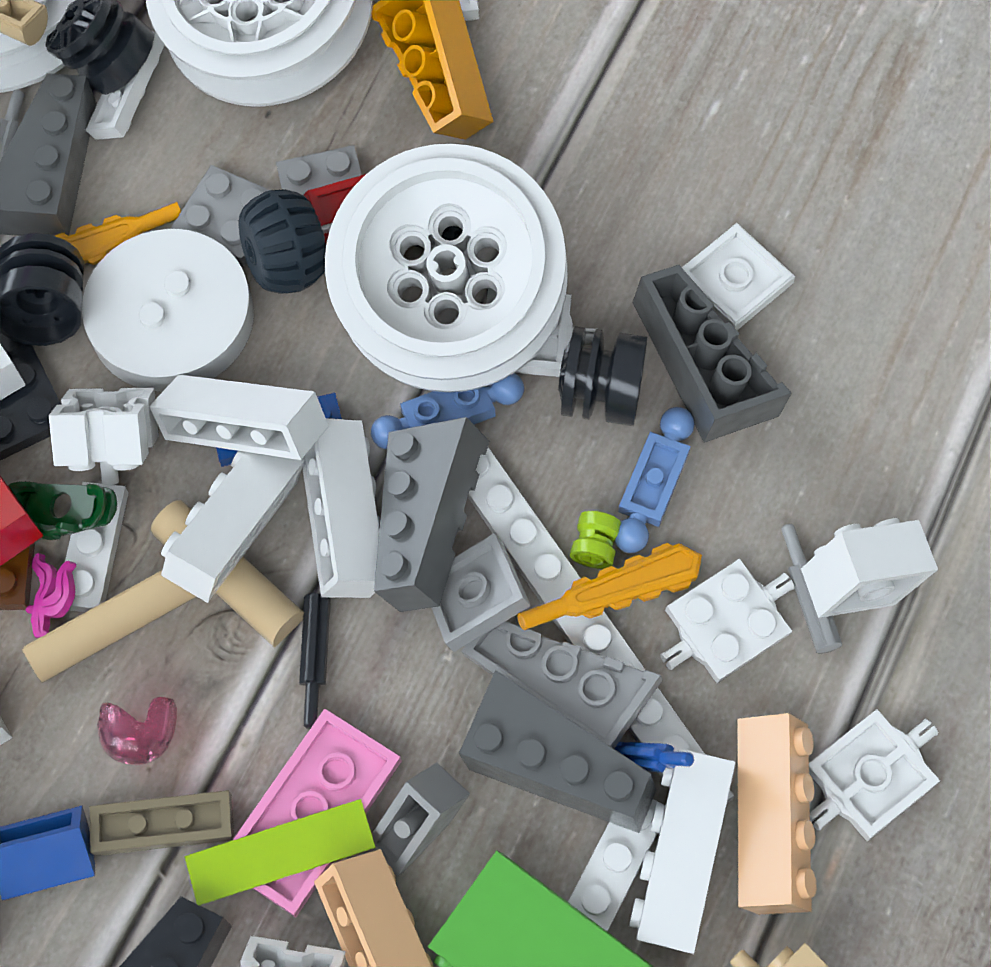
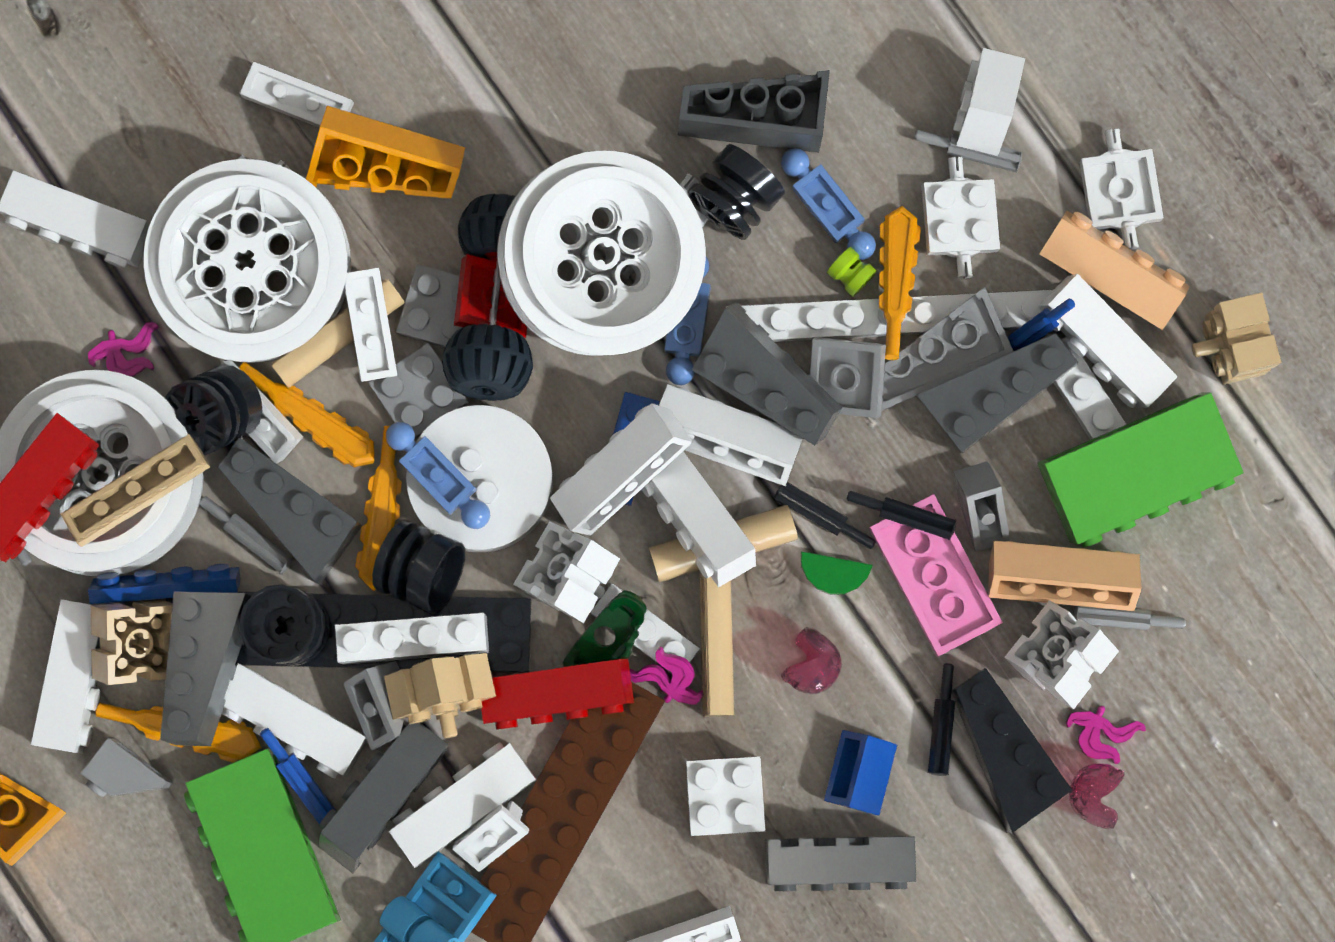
camera: 65 degrees left, 15 degrees up
(129, 920) = (942, 726): none -> black axle
(141, 259) = (437, 475): none -> medium blue plate
(145, 159) = (329, 430): none -> light orange sword
(161, 823) = (886, 680): dark tan plate -> none
(244, 112) = (327, 342): none -> tan brick
(254, 703) = (833, 574): none -> green tile
(261, 124) = (370, 324): none -> white plate
(279, 852) = (955, 610): lime sticker -> none
(357, 738) = (907, 515): none -> black axle
(738, 276) = (702, 48): white plate -> none

